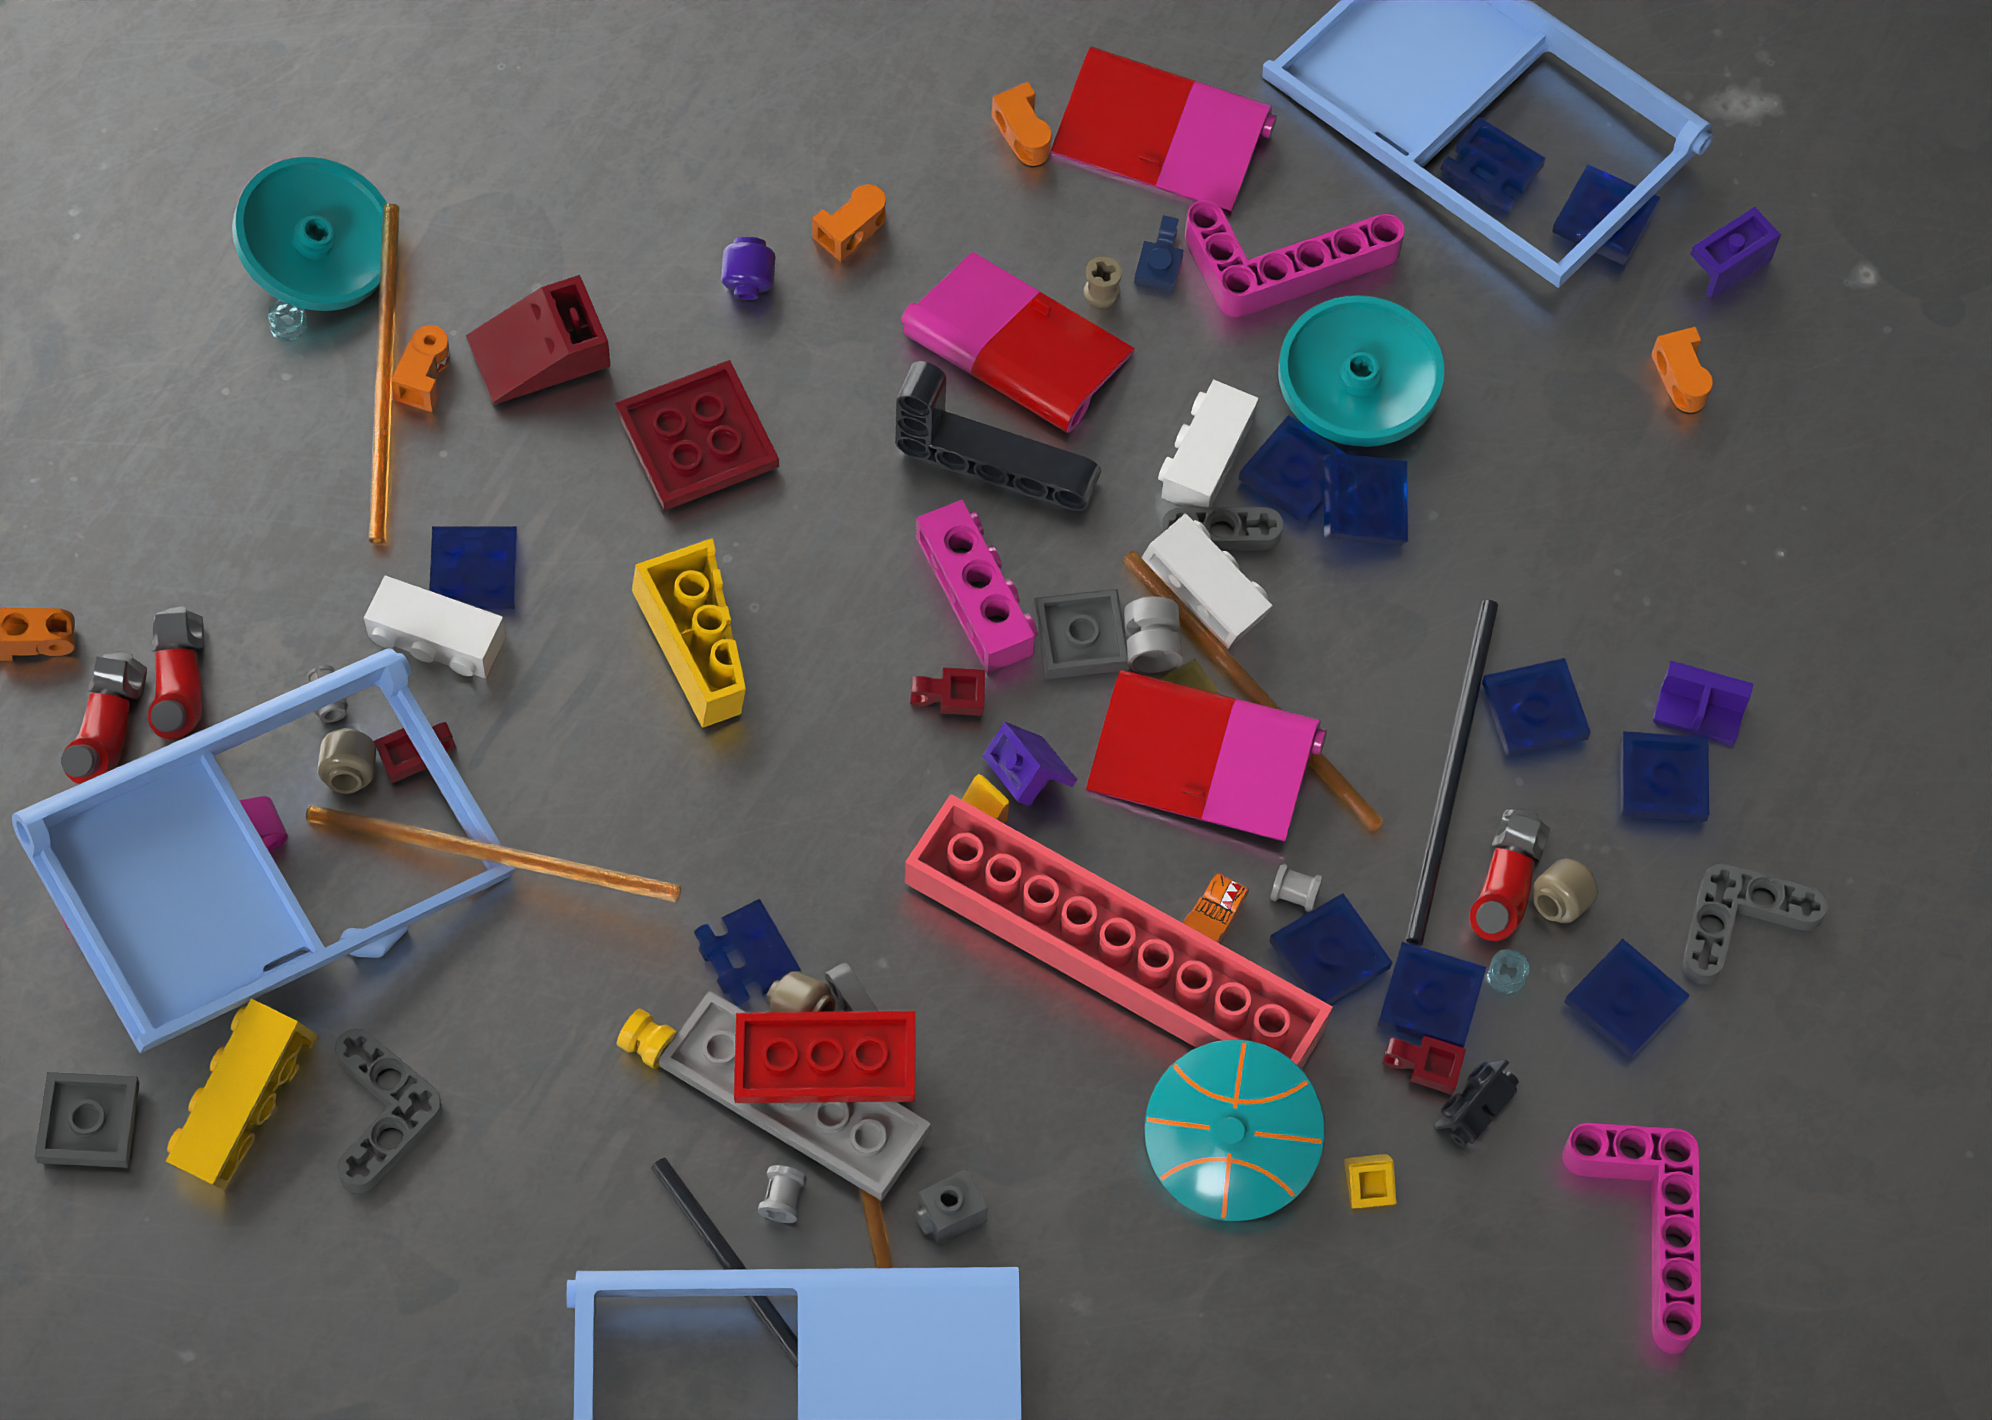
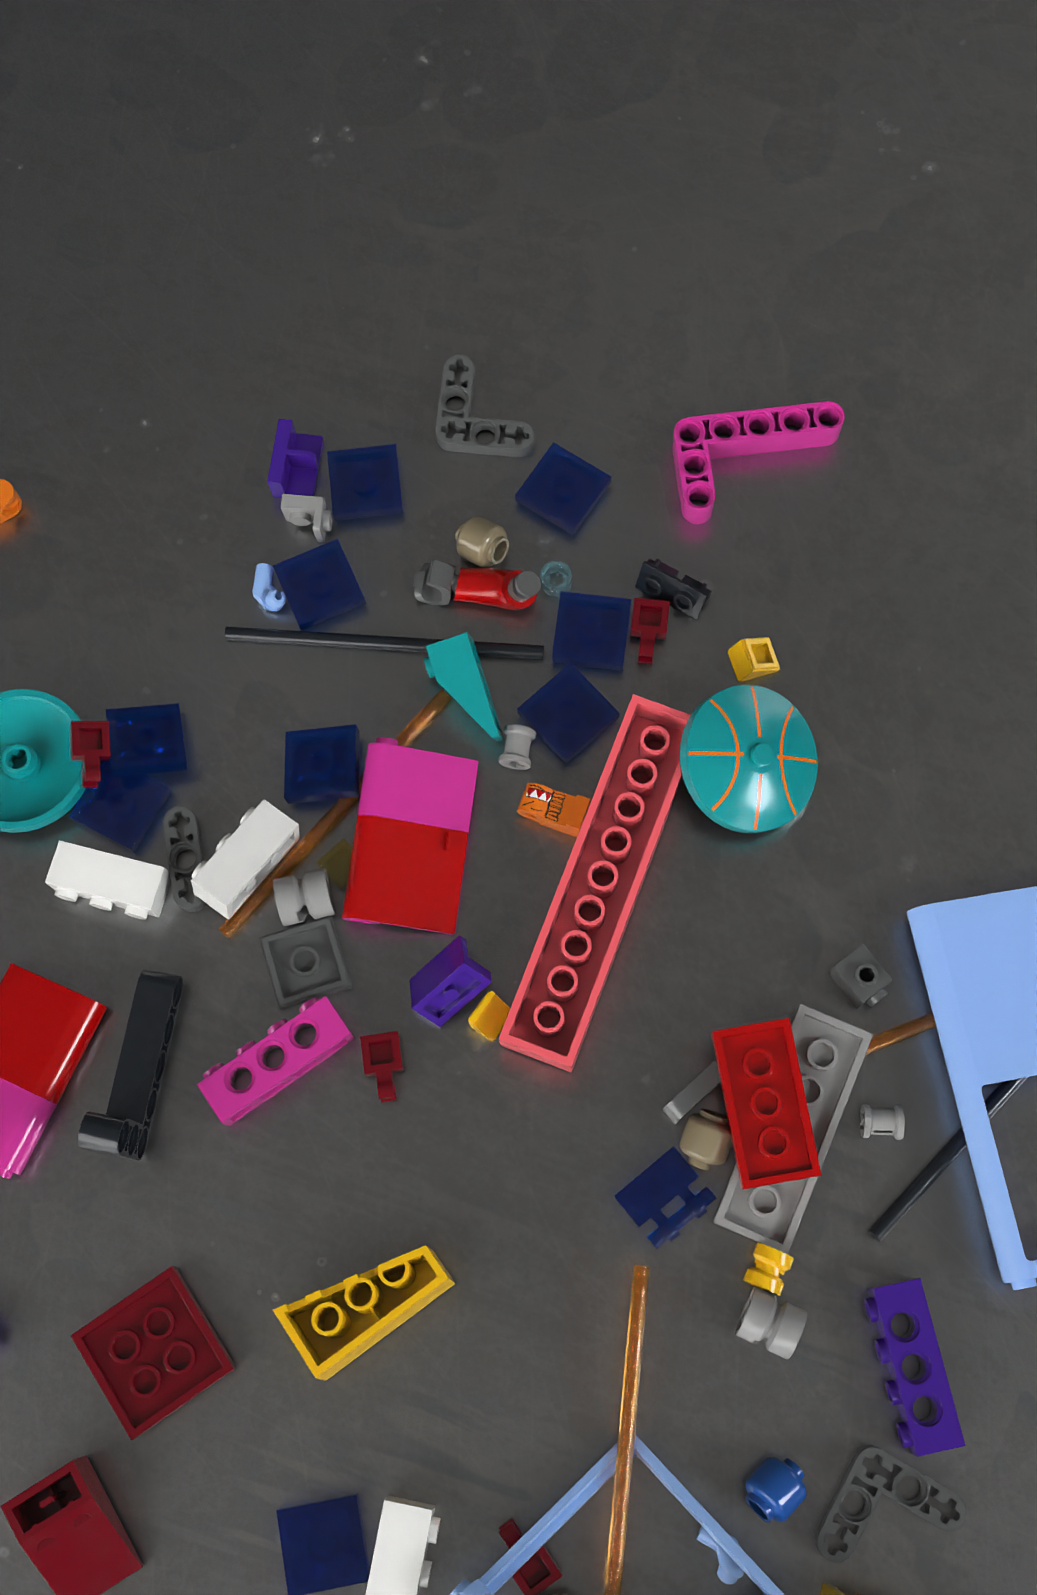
camera: 90 degrees left, 10 degrees up
(421, 997) = (775, 1489): none -> blue head
(533, 1180) = (942, 1427): none -> dark purple brick
(586, 1032) = (772, 1323): none -> light grey wheel
(1308, 676) = (322, 764): none -> clear blue plate
(1363, 434) = (90, 745): none -> dark red plate
(1386, 839) = (460, 673): none -> teal slope
(1538, 649) = (264, 592): none -> light blue arm
(1630, 707) = (304, 510): none -> light grey bracket

